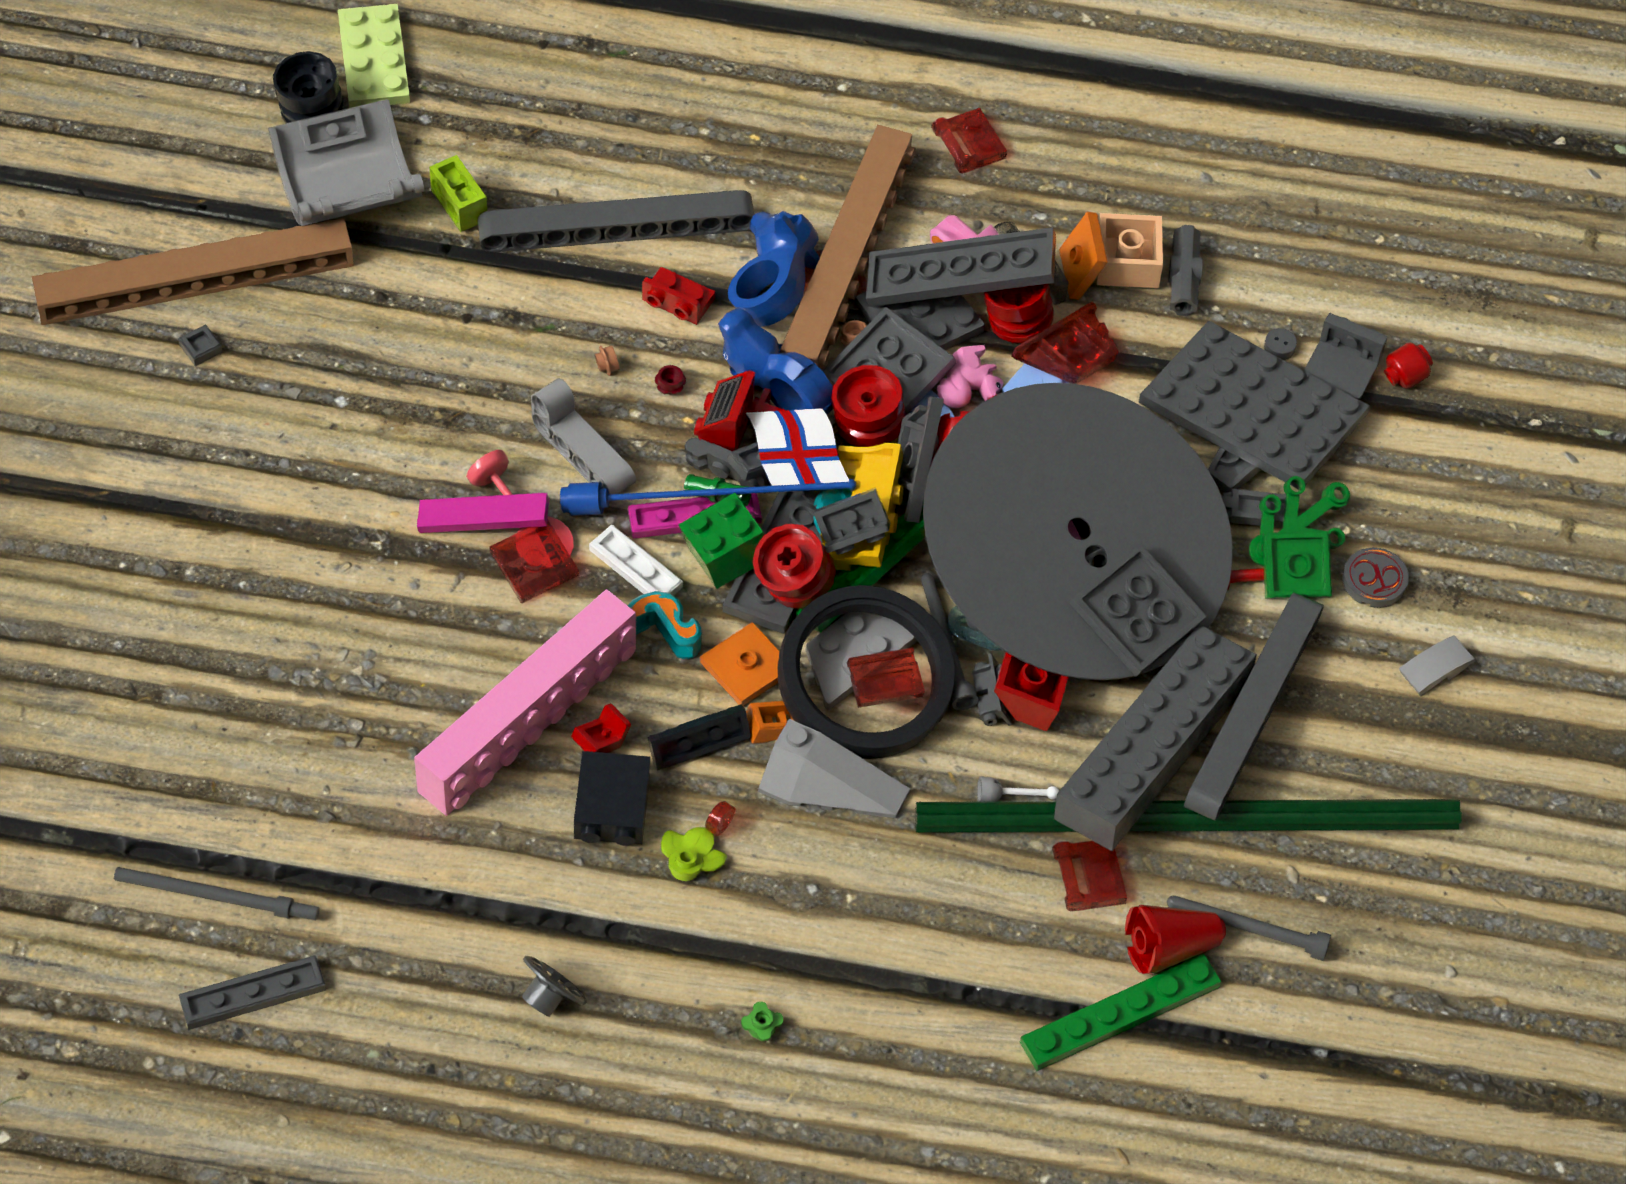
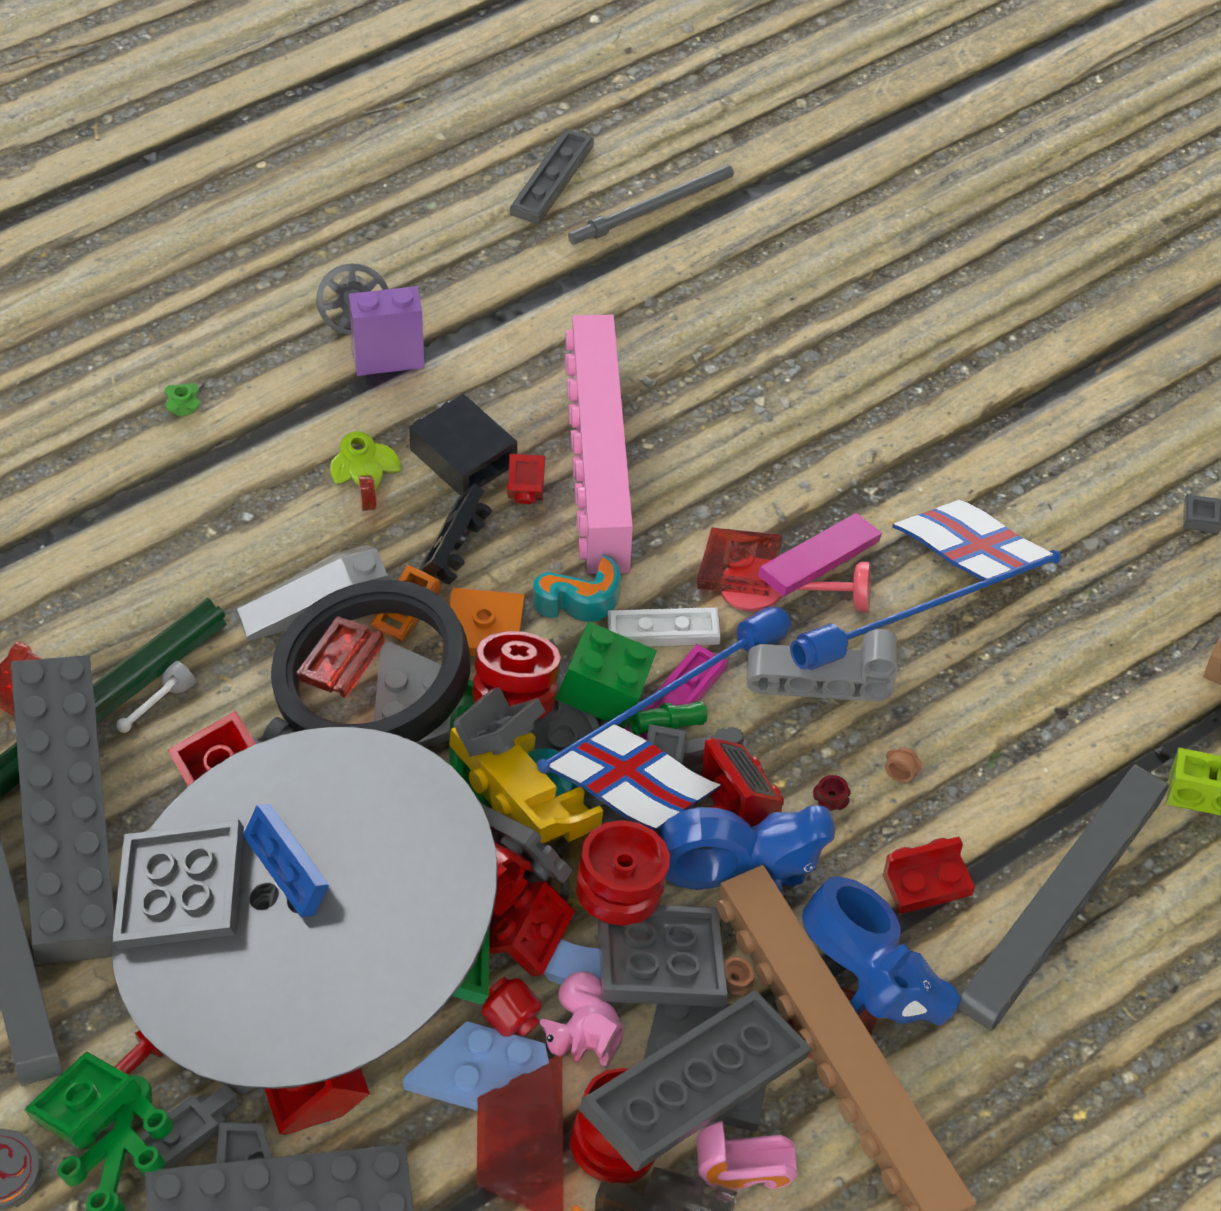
camera: 135 degrees right, 5 degrees down
(373, 441) = (961, 537): none -> flag
(570, 915) = (387, 330): none -> medium lavender brick
(1071, 545) = (285, 860): none -> blue plate

